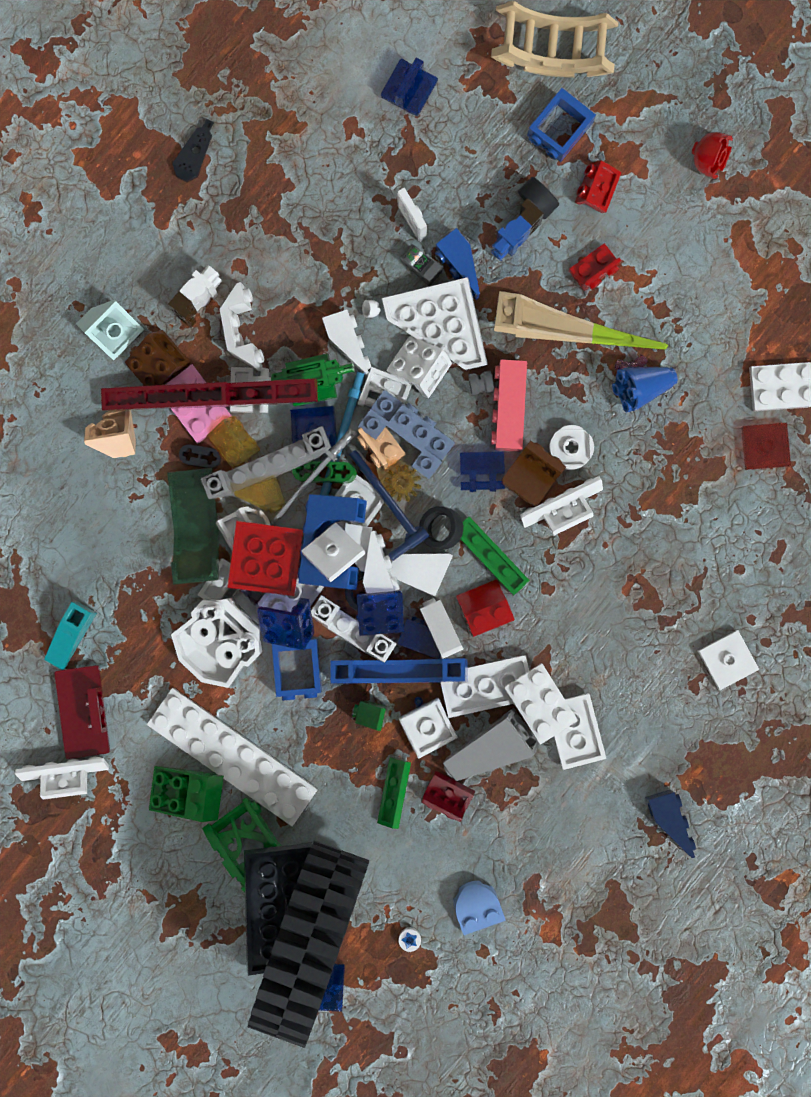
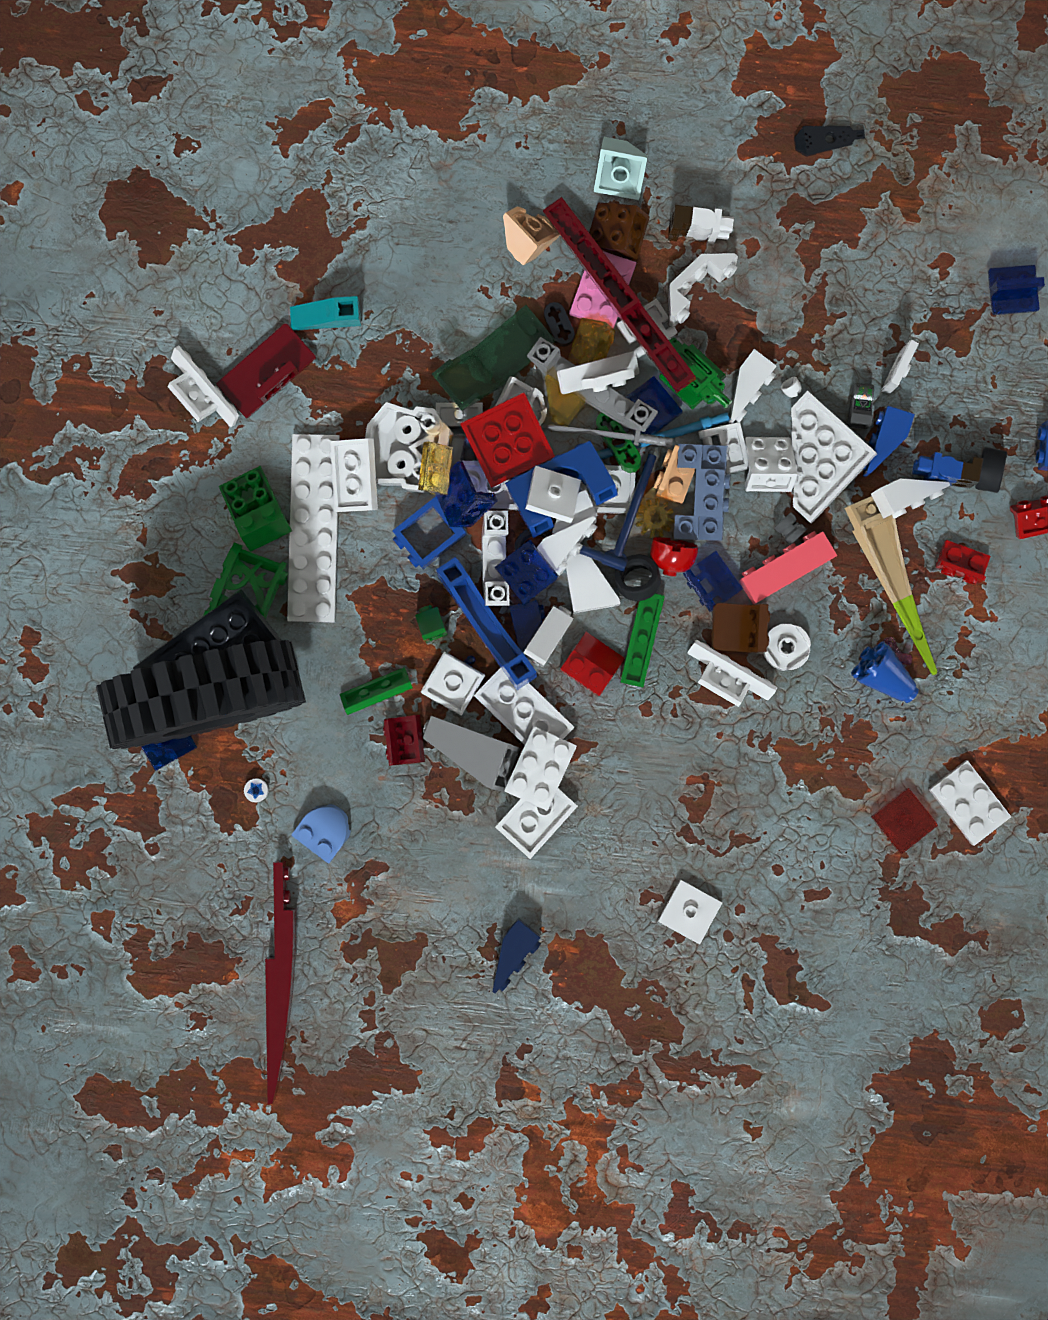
camera: 50 degrees right, 0 degrees up
(212, 698) = (354, 475): none -> white plate
(251, 632) = (435, 468): none -> clear yellow bracket
(261, 451) = (599, 373): none -> white bracket
(442, 488) = (673, 555): none -> red cylinder
(512, 278) = (906, 492): none -> white slope
(570, 1019) = (279, 979): none -> dark red slope

